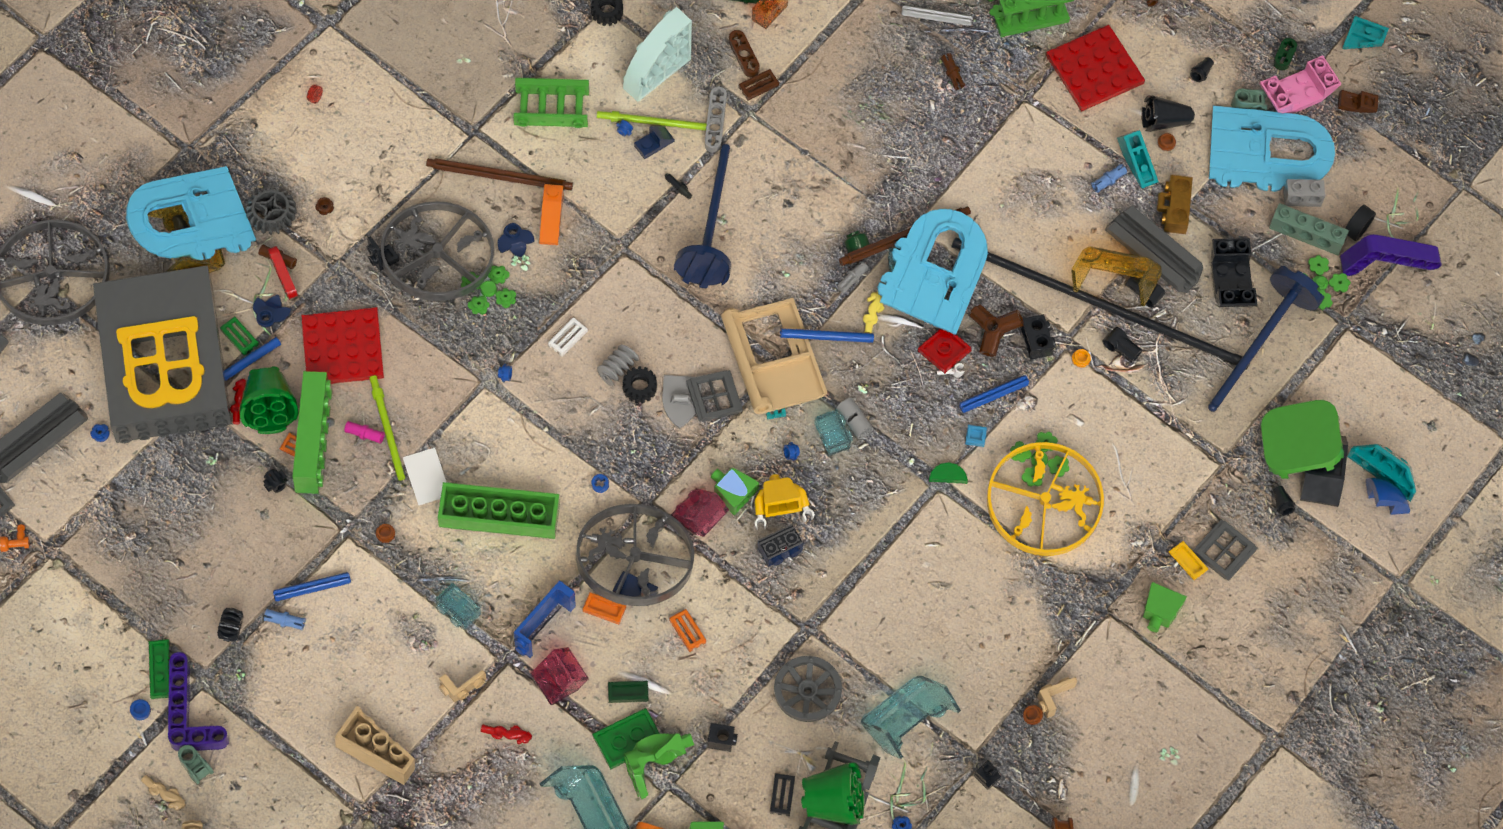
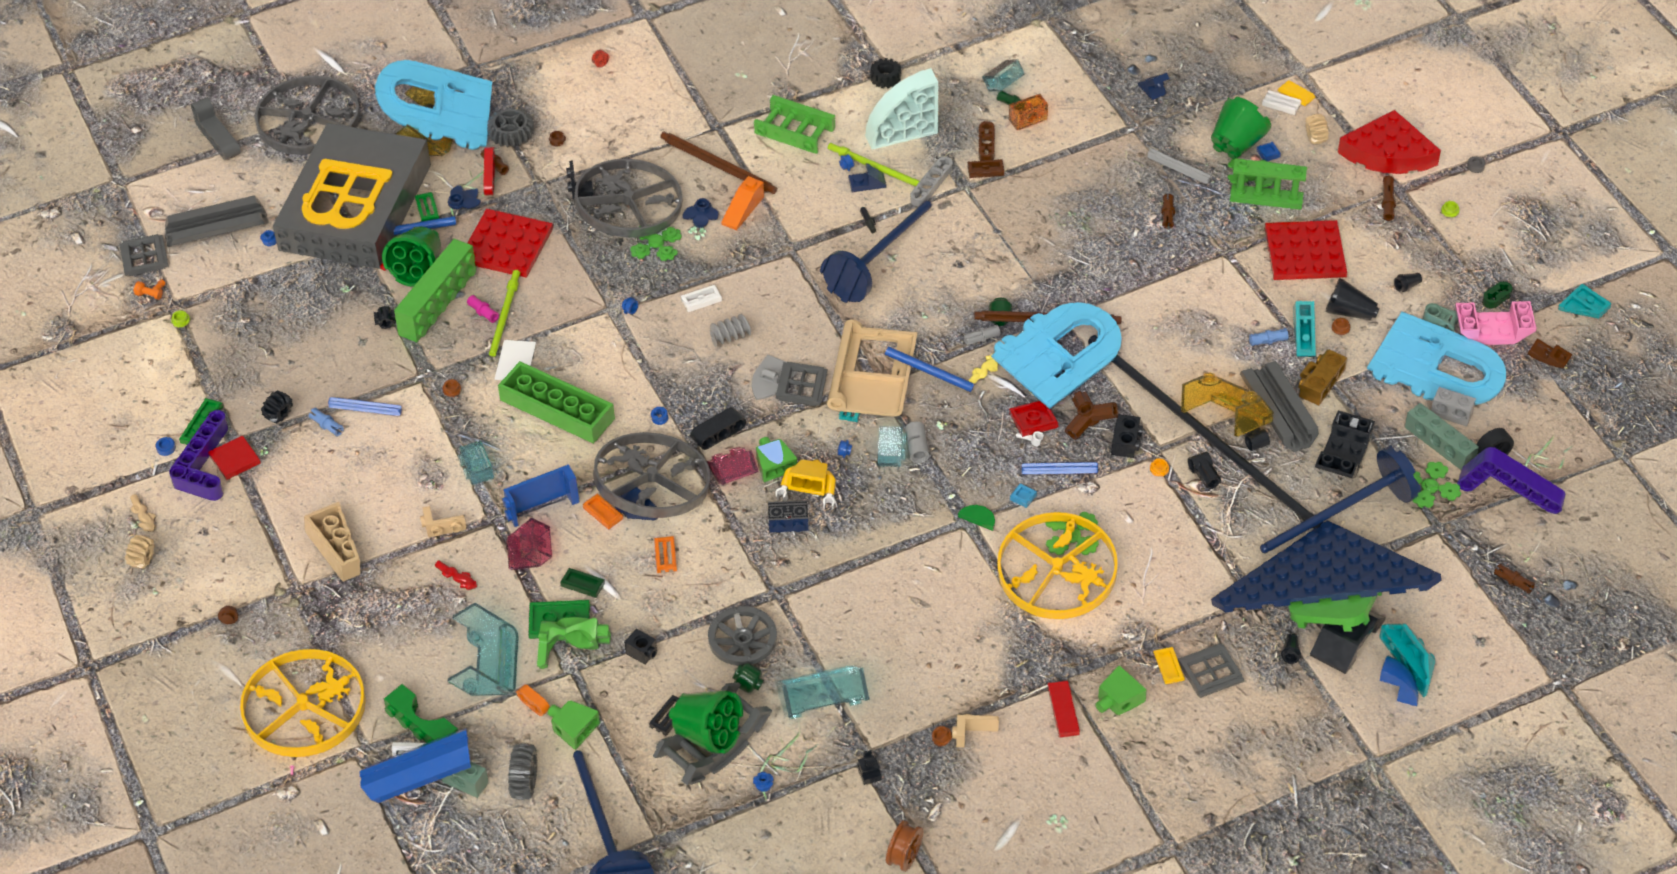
camera: 30 degrees right, 15 degrees down
(67, 562) = (180, 319): none -> lime plate
(196, 766) = (179, 498): sand green piece -> none
(217, 694) = (234, 457): none -> red tile
(639, 374) = (744, 360): black tyre -> none
(664, 476) = (718, 428): none -> black beam
(834, 729) = (748, 677): none -> dark green head
(1120, 642) = (1063, 709): none -> red tile
(1280, 409) = (1326, 565): none -> dark blue plate
(1433, 352) = (1514, 578): none -> reddish brown pin

